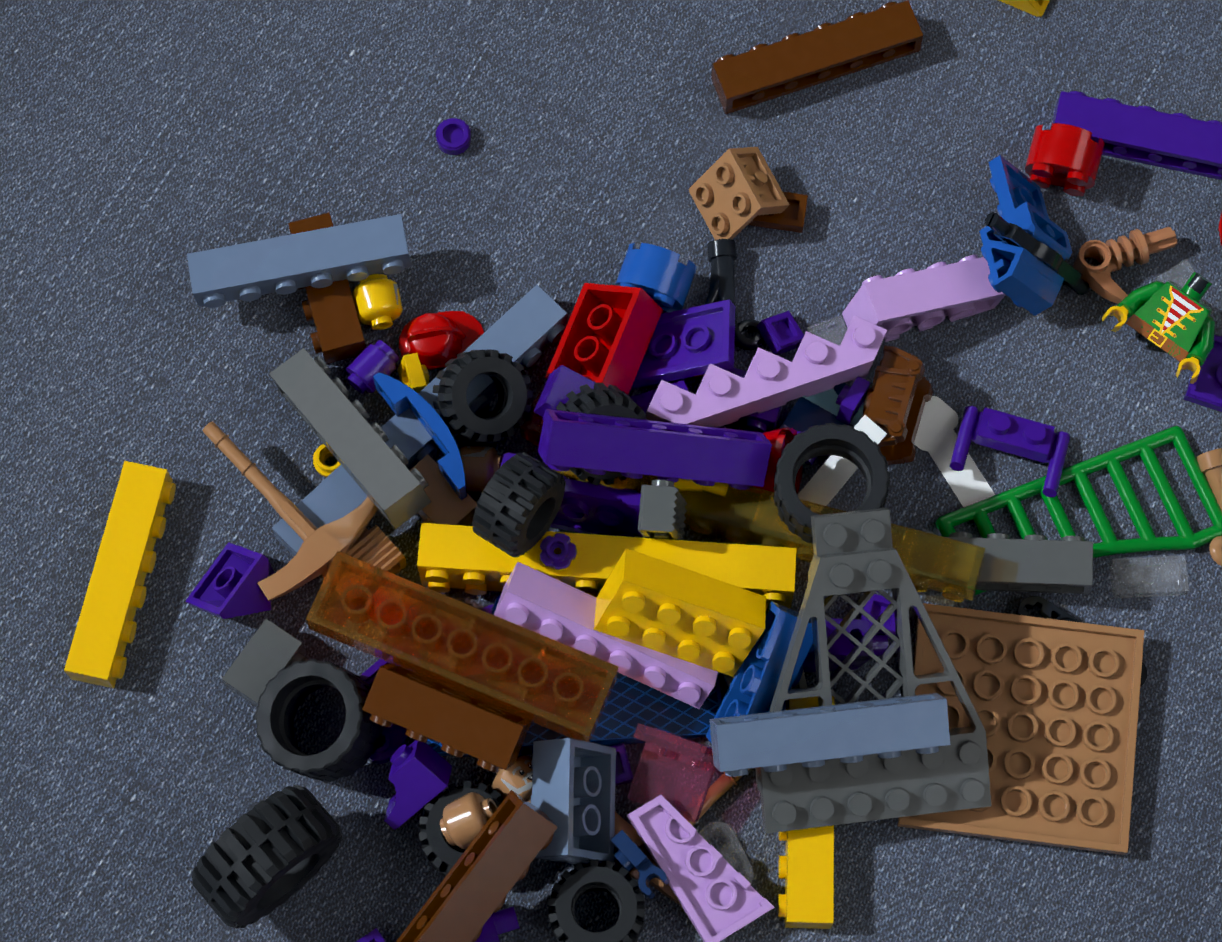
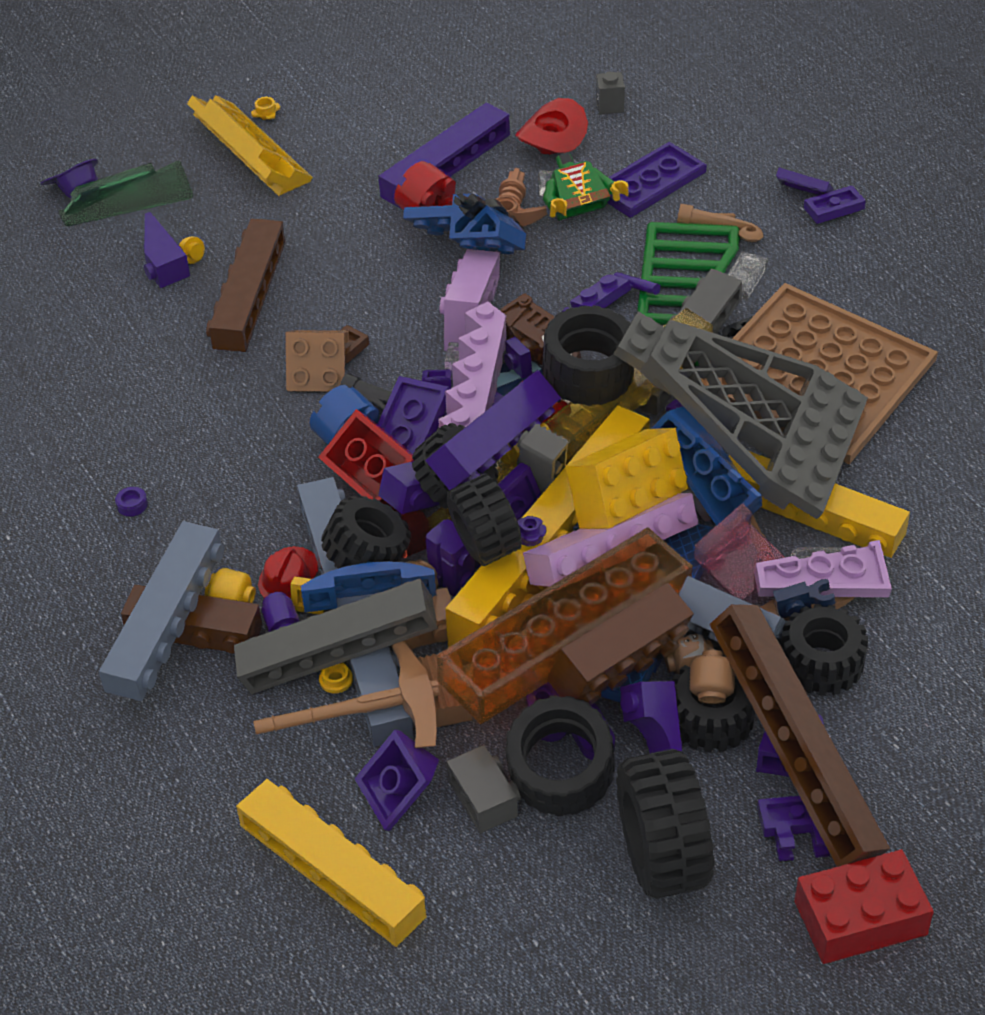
camera: 60 degrees left, 25 degrees down
(829, 733) = (775, 427): sand blue brick -> none

